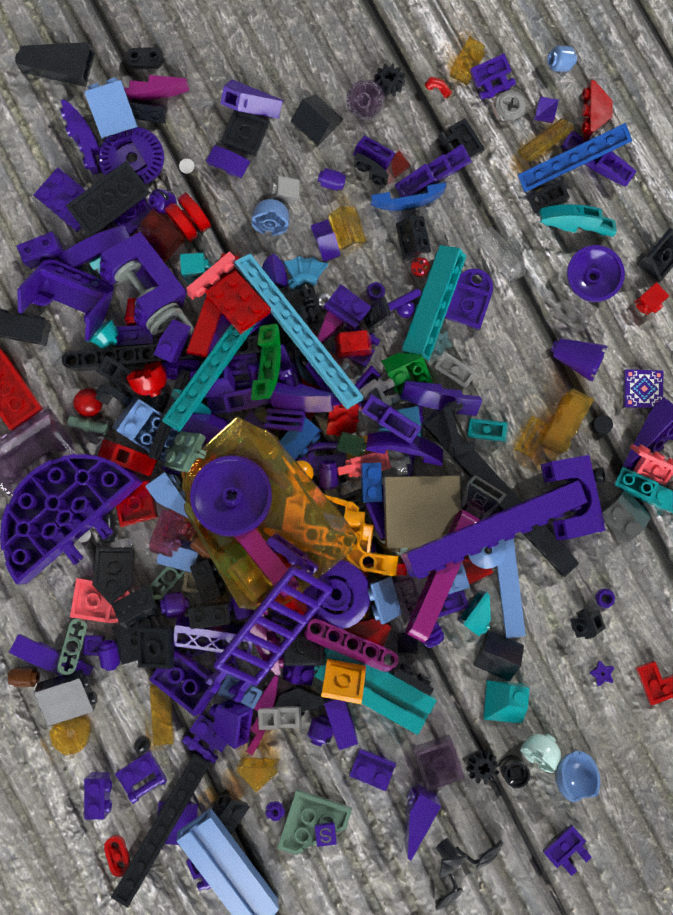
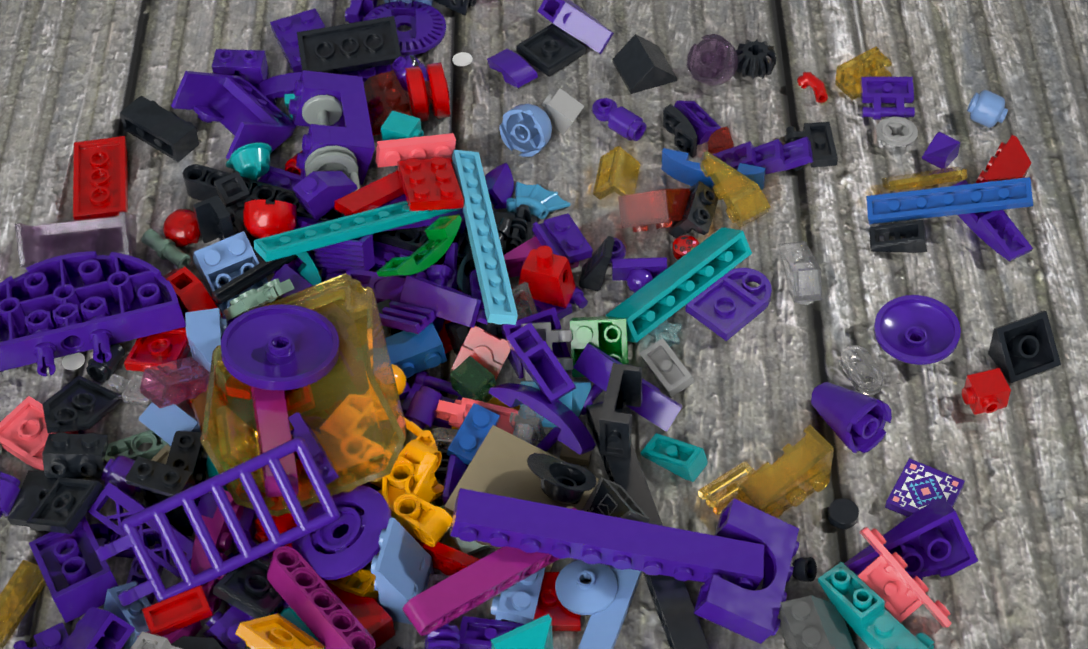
camera: 30 degrees right, 35 degrees down
(269, 686) = (177, 612): none -> red tile
(309, 175) = (602, 107): none -> dark purple plate
(325, 240) = (581, 180): dark purple slope -> none
(389, 248) = (653, 208): none -> clear red slope
(441, 214) = (739, 193): none -> clear yellow slope
(446, 495) = (560, 479): none -> black piece
(571, 216) = (915, 262): teal slope -> none

